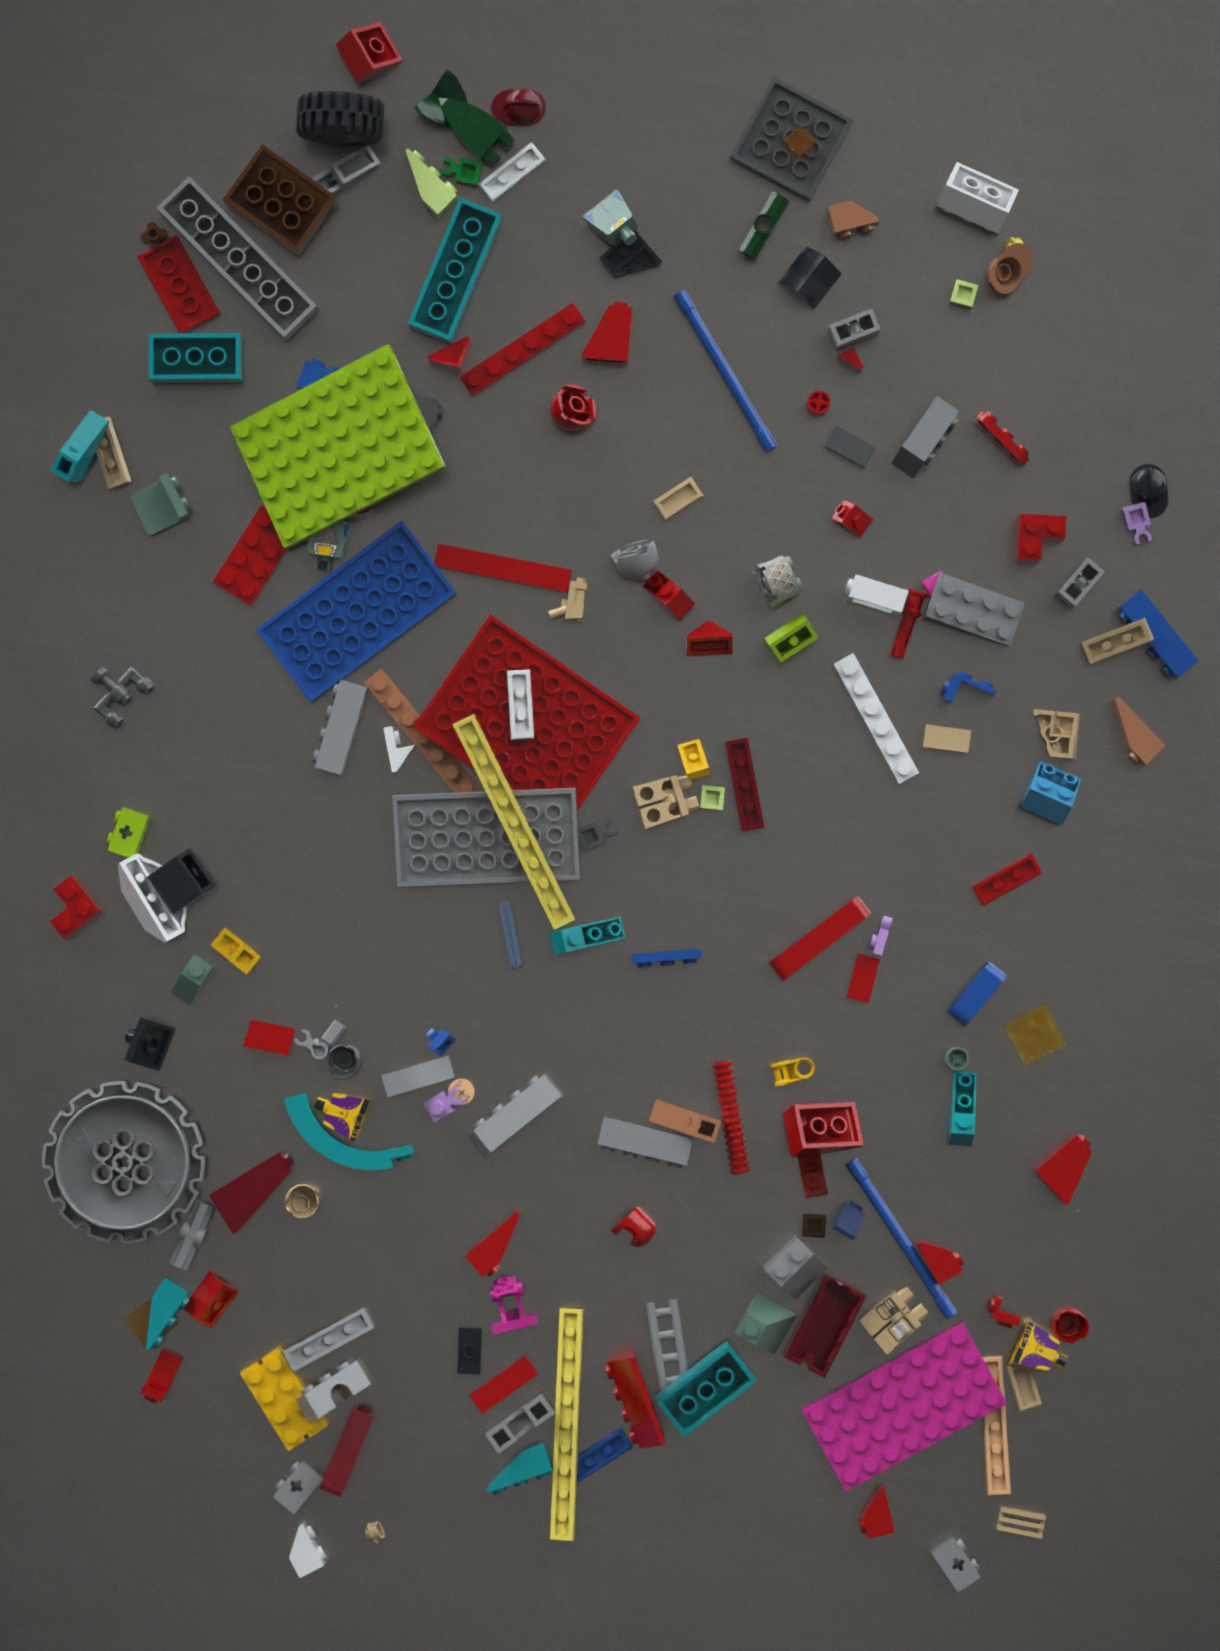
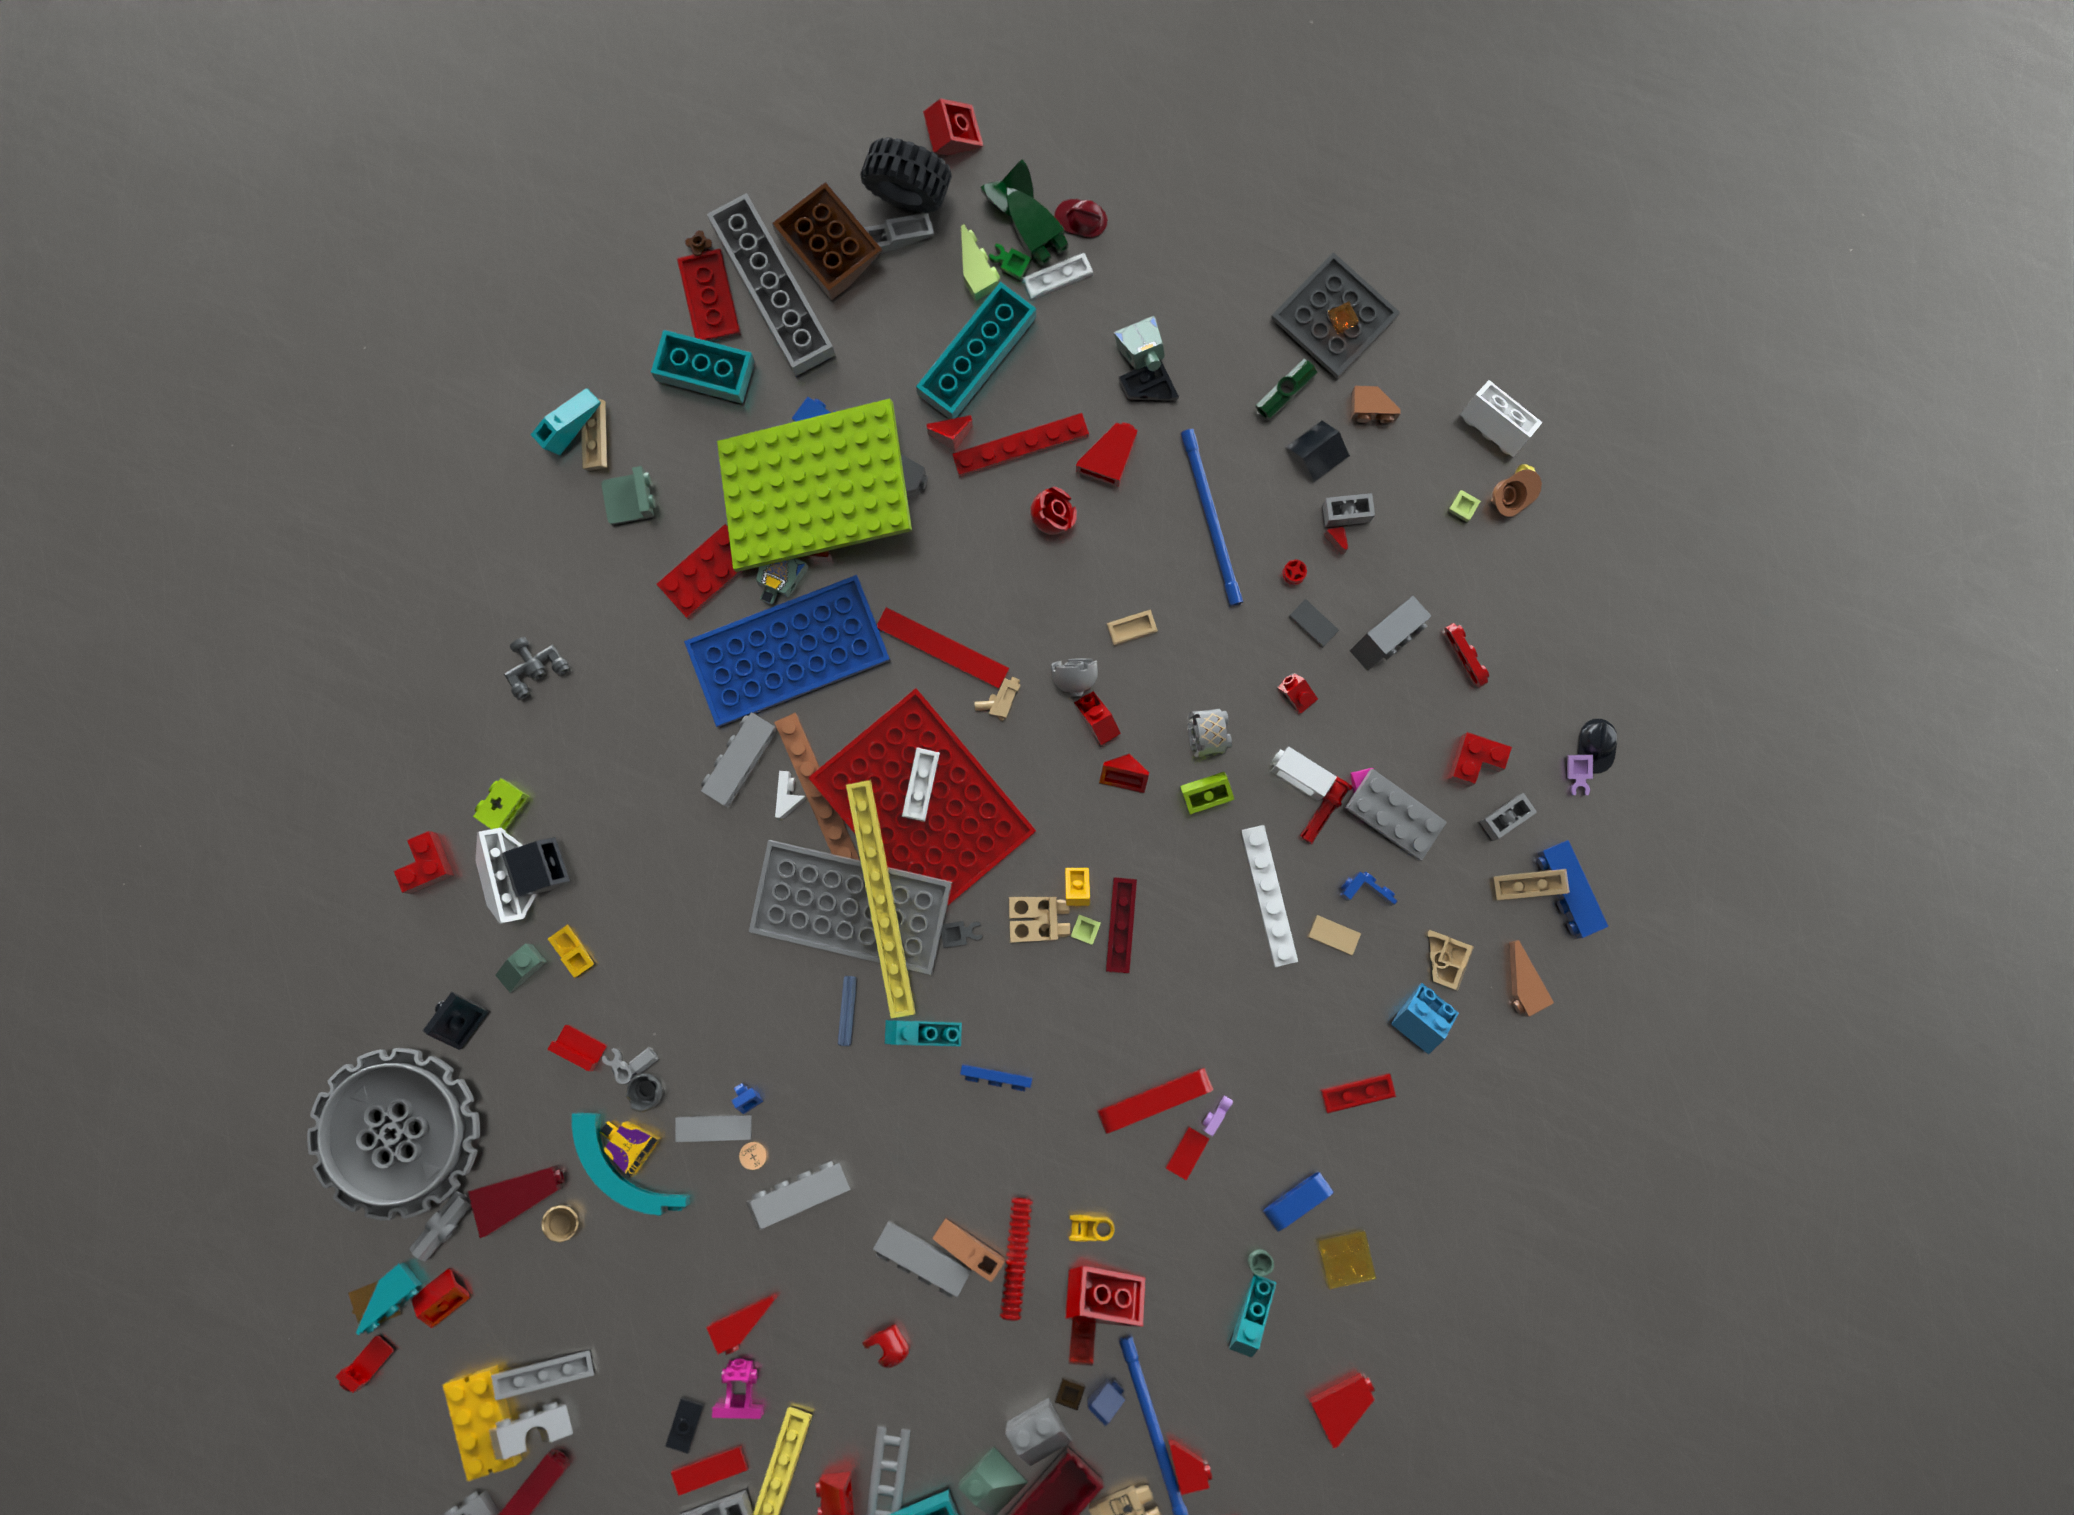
camera: 10 degrees right, 5 degrees down
(441, 1104) = (729, 1163): lavender plate -> none

